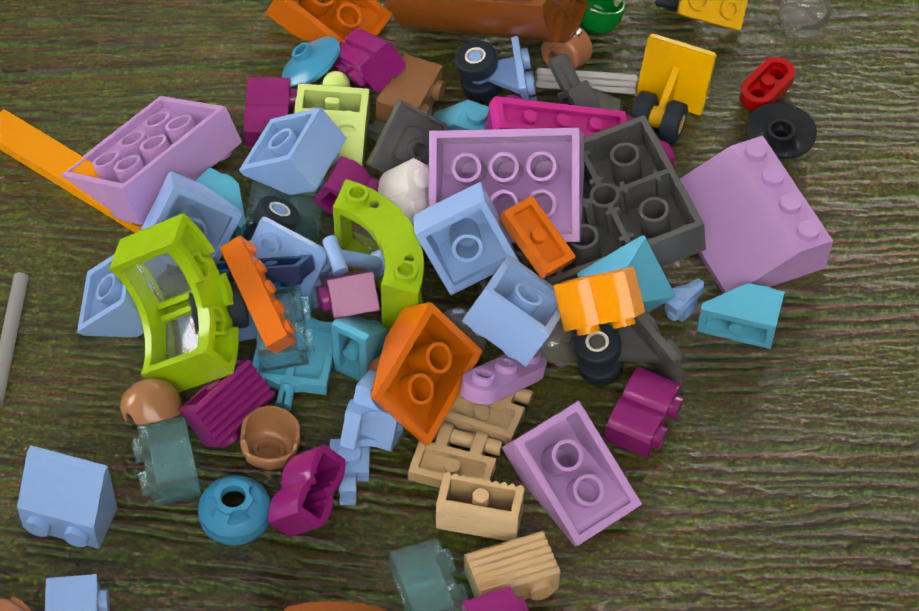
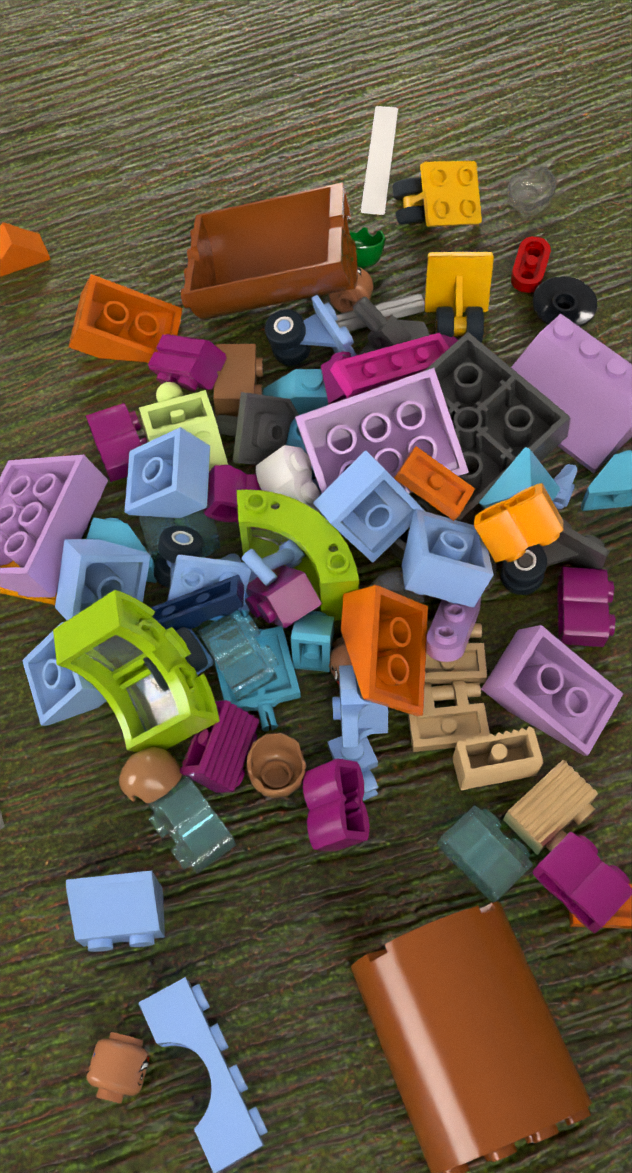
camera: 20 degrees left, 10 degrees up
(239, 523) = (278, 865): dark azure piece -> none
(259, 294) = (211, 635): orange piece -> none
(311, 60) = (134, 380): dark azure dish -> none

